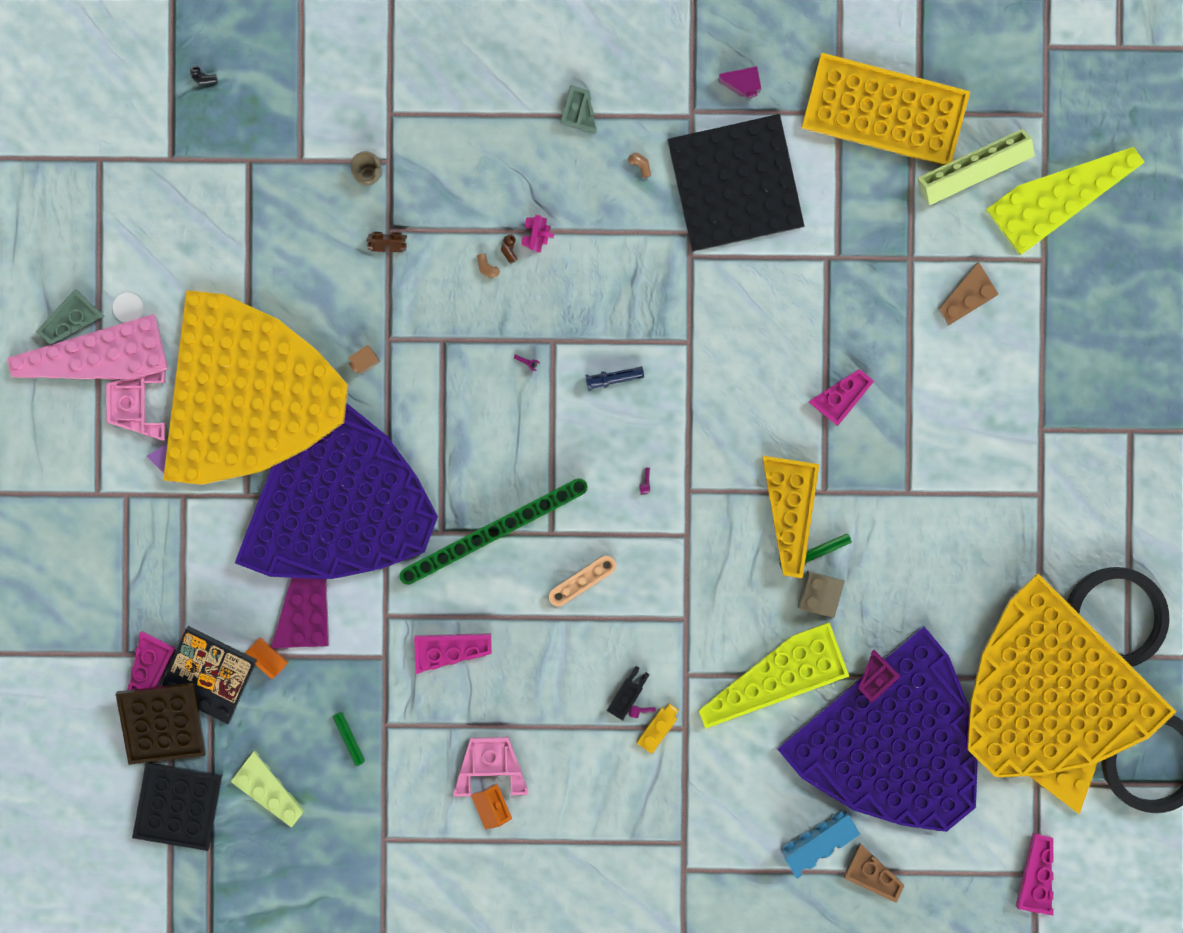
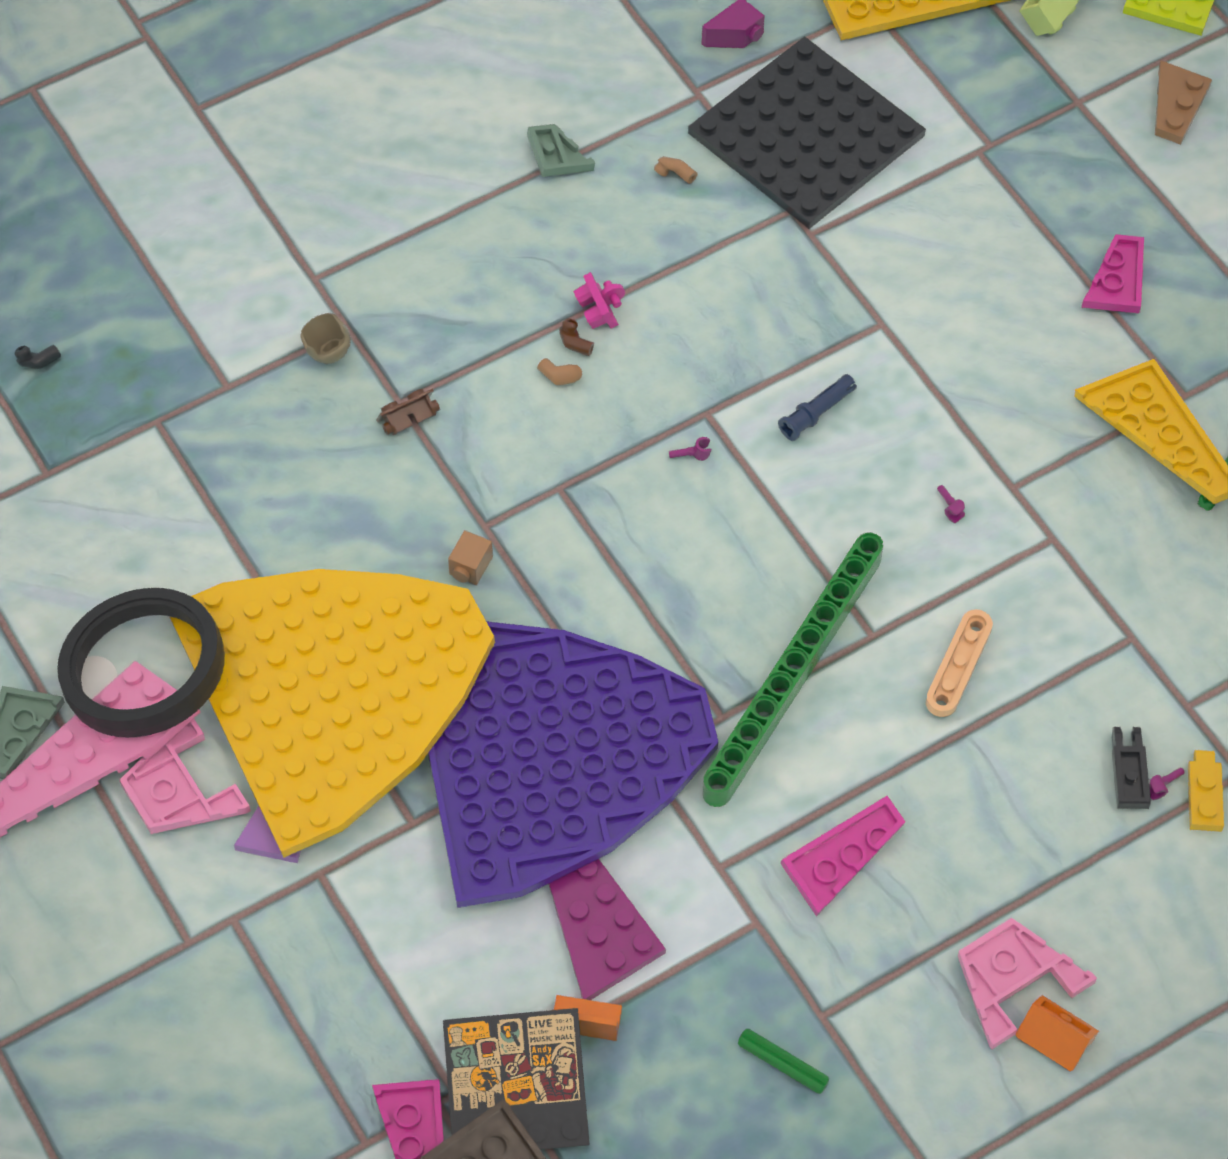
camera: 30 degrees left, 30 degrees down
(119, 295) = (166, 712): none -> black tyre

